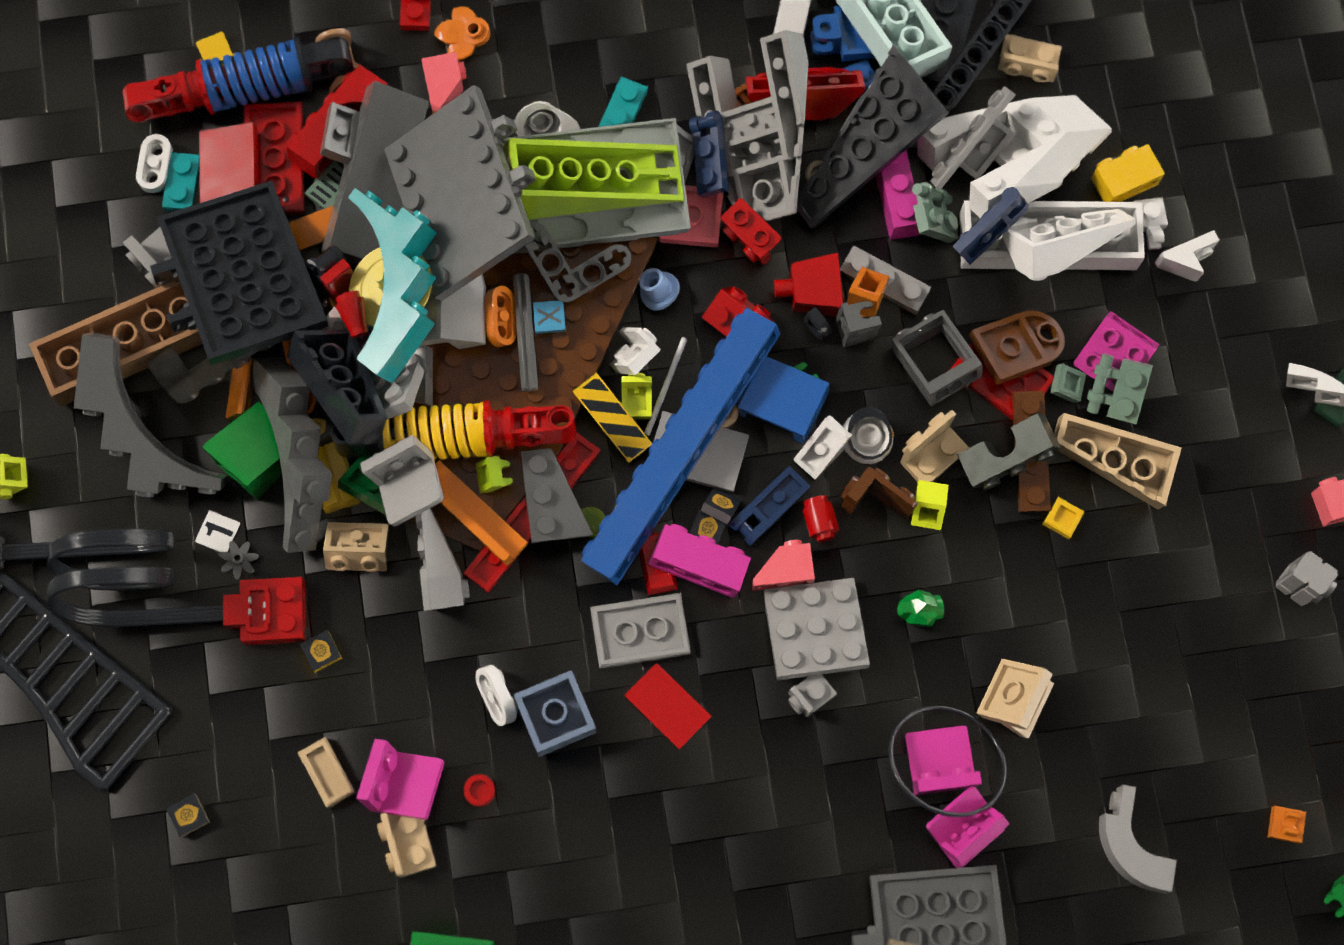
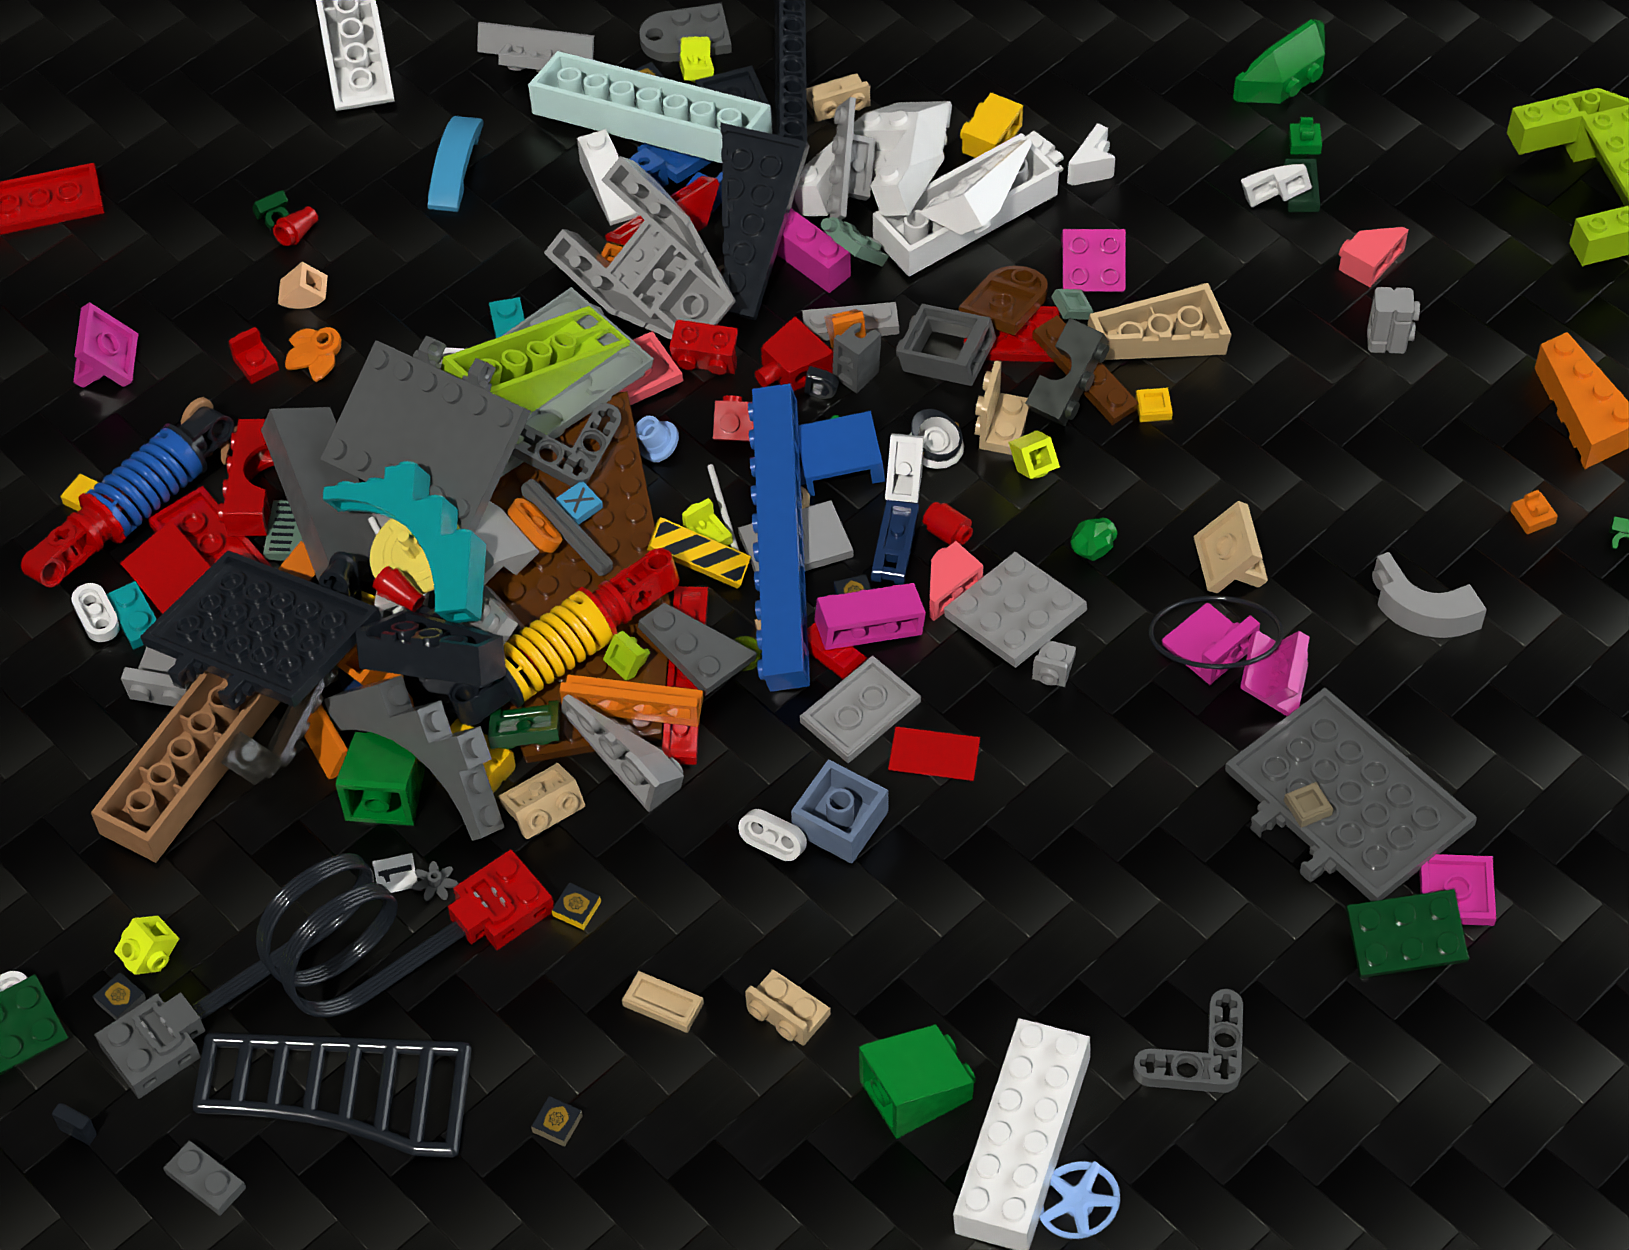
camera: 30 degrees left, 20 degrees down
(151, 463) = (200, 801): dark grey arch -> none
(337, 279) = (360, 579): red tile -> none
(339, 133) = (266, 473): dark grey plate -> none
(399, 782) = (743, 956): dark pink bracket -> none
(405, 479) = (553, 688): light grey bracket -> none
(443, 78) = (323, 388): coral slope -> none
(479, 790) = (819, 925): red tile -> none
(635, 356) = (676, 485): white bracket -> none
(709, 154) = (621, 307): dark blue plate -> none
(720, 505) = (851, 567): tile -> none
(878, 485) = (986, 466): reddish brown bracket -> none
(992, 225) = (913, 208): dark blue plate -> none
(1128, 392) = (1127, 275): sand green plate -> none

